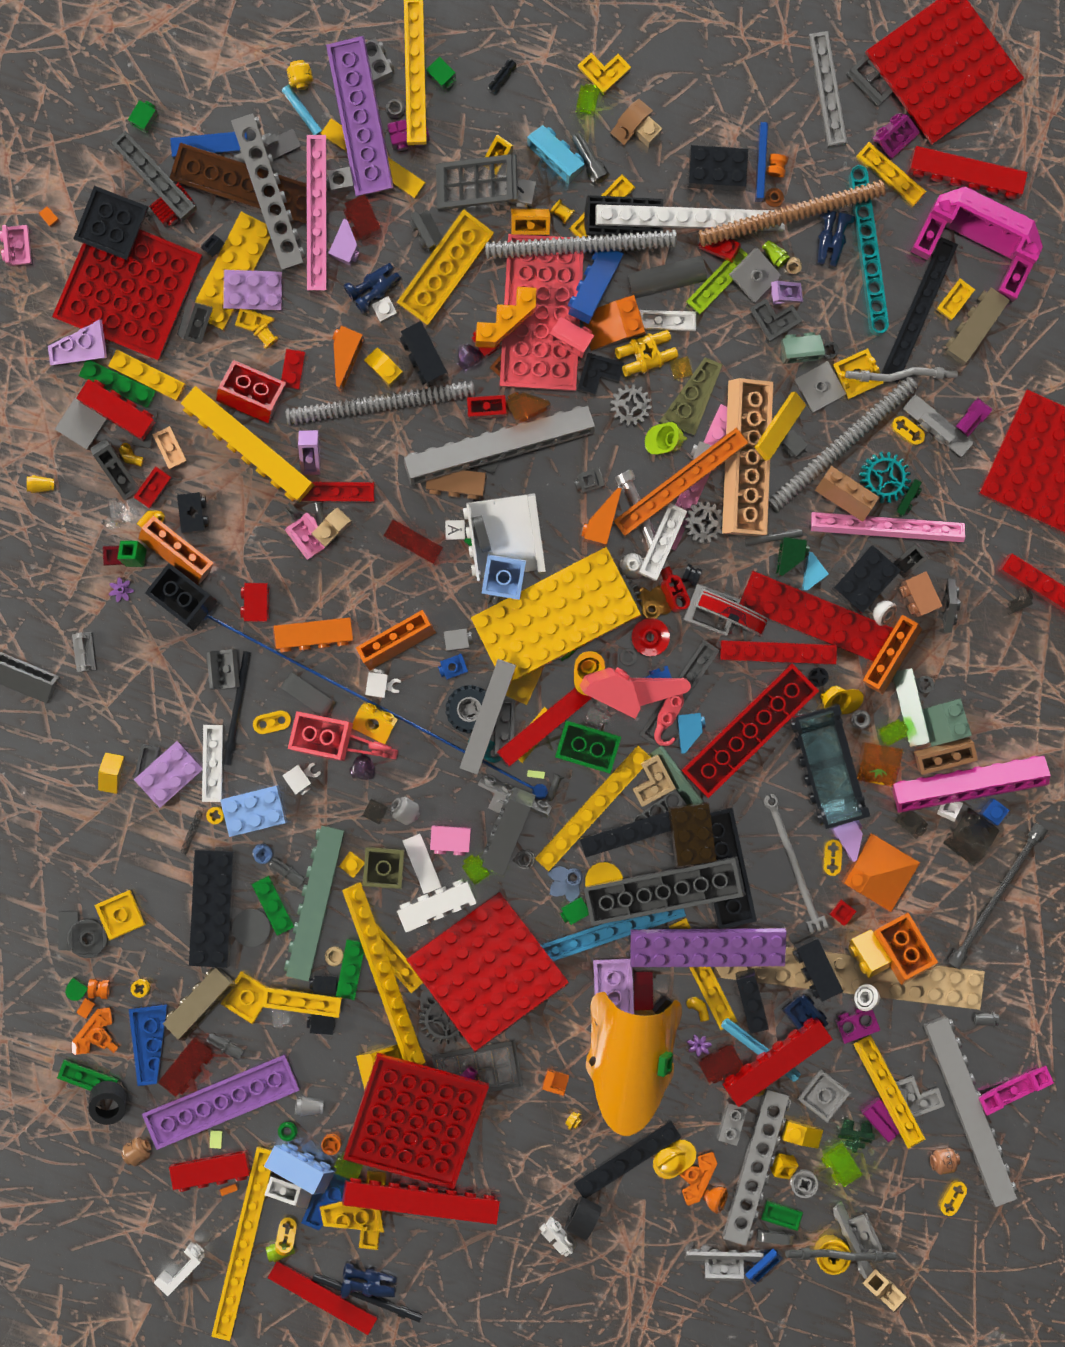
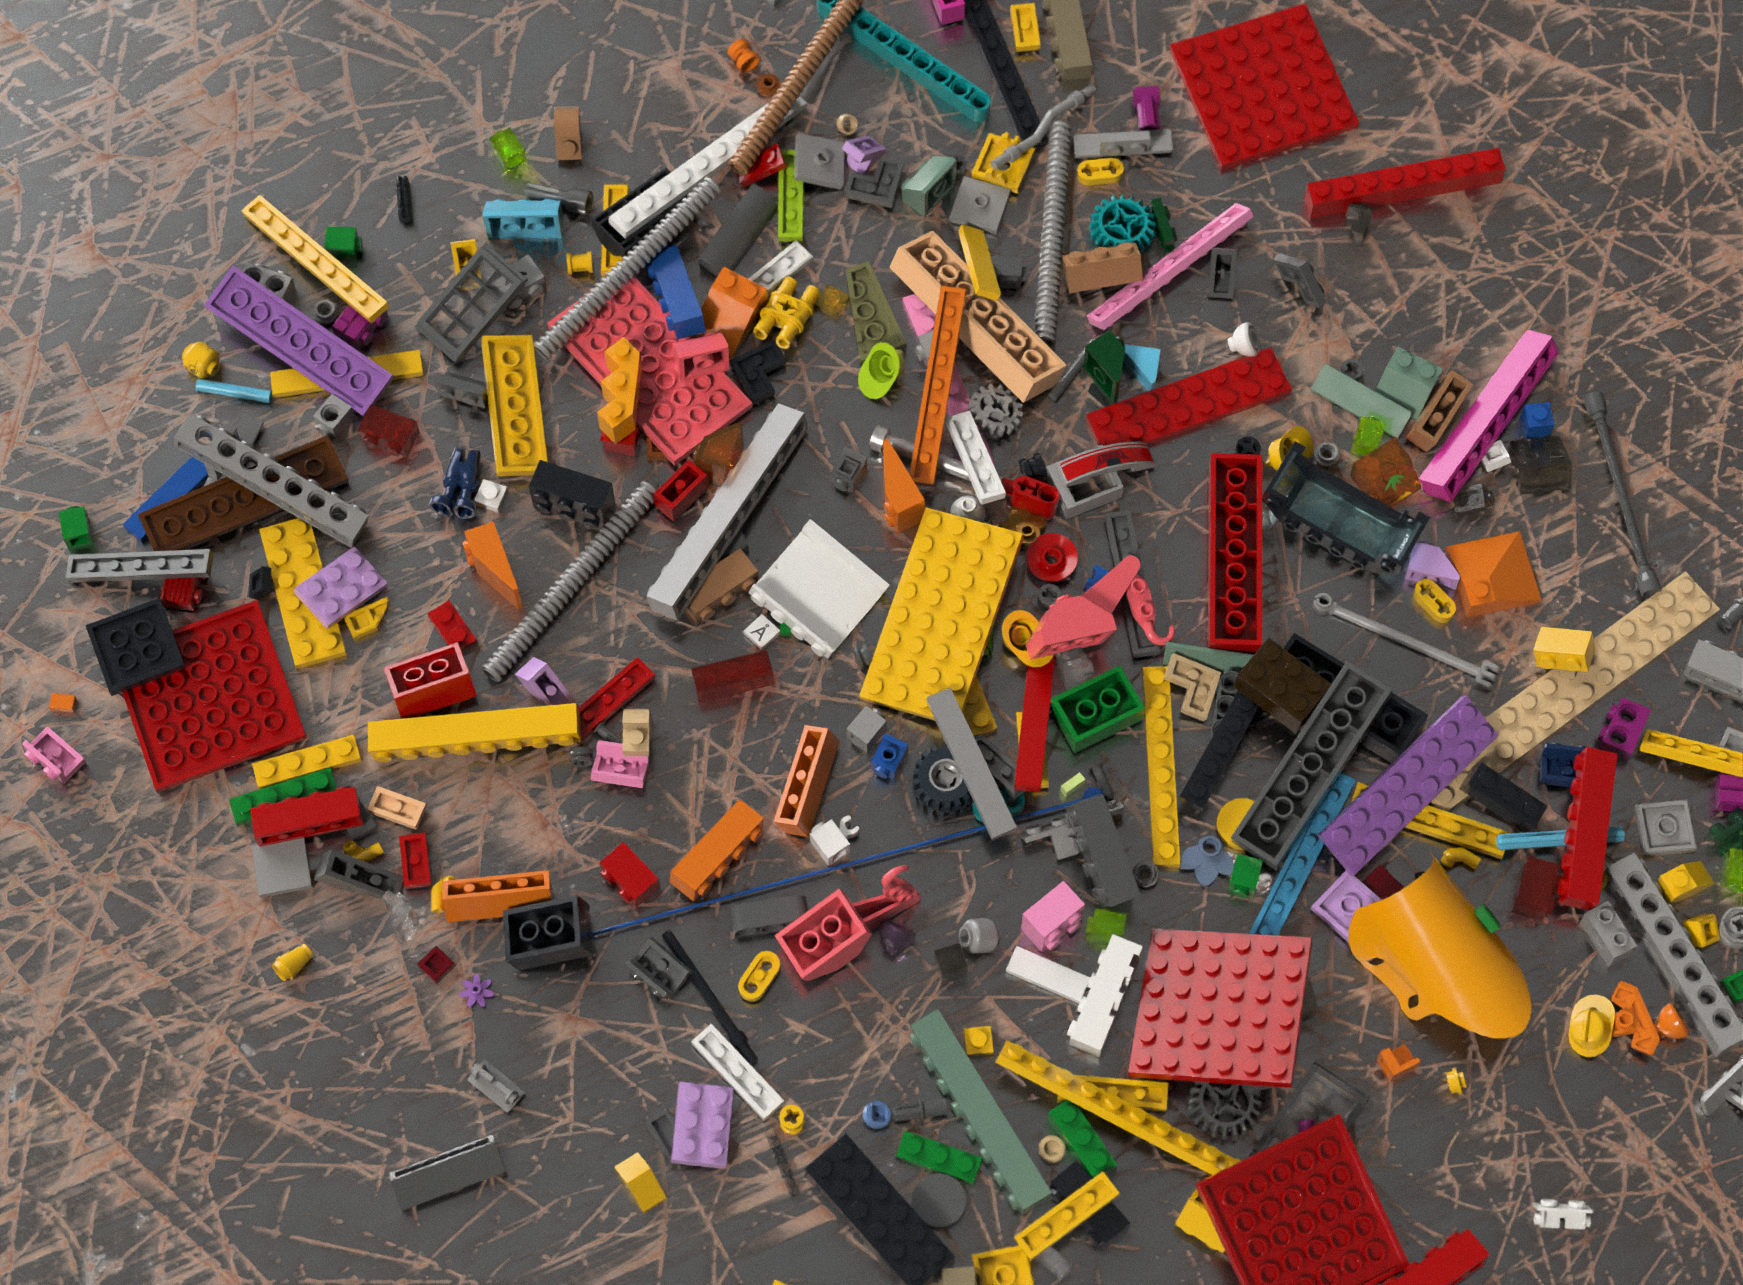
camera: 40 degrees left, 20 degrees down
(81, 346) = (212, 791): lavender wing -> none
(132, 553) = (455, 939): green brick -> none
(186, 503) = (486, 861): black brick -> none
(194, 321) = (308, 665): dark grey panel -> none
(253, 811) = (827, 1078): light blue brick -> none
(266, 336) = (395, 619): yellow bush -> none
(299, 779) = (842, 1004): white brick -> none
(316, 213) = (339, 461): bright pink plate -> none
(344, 245) = (395, 469): lavender slope -> none
(364, 724) = (847, 877): yellow brick -> none
(383, 867) = (1014, 1008): olive brick -> none
(384, 367) = (543, 545): yellow slope -> none
(468, 356) = (617, 464): clear purple brick -> none
(481, 534) = (794, 605): dark grey beam -> none
(503, 576) = (853, 622): light blue slope -> none
(530, 221) = (558, 294): light orange brick -> none
(583, 1218) = (1566, 1165): black piece -> none
(604, 76) = (503, 116): yellow plate -> none
(622, 404) = (821, 361): light grey gear -> none
(627, 1159) = (1547, 1072): black plate -> none
(648, 131) = (592, 127): tan brick -> none
(689, 729) = (1177, 608): dark azure slope -> none
(699, 1045) = (1498, 893): medium lavender plant -> none
(717, 168) = (690, 102): black brick -> none
(761, 162) = (726, 65): blue tile -> none
(775, 253) = (820, 127): lime cone -> none
(778, 652) = (1186, 463): red brick -> none
(817, 969) = (1532, 702): black brick -> none
(828, 241) = (858, 77): dark blue piece -> none
(842, 912) = (1498, 640): red plate -> none
(866, 579) = (1199, 326): black brick -> none
(867, 997) = (1605, 689): white brick -> none
(892, 654) = (1294, 368): orange brick -> none
(905, 948) = (1593, 608): orange brick -> none
(920, 595) = (1263, 292): nougat brick -> none

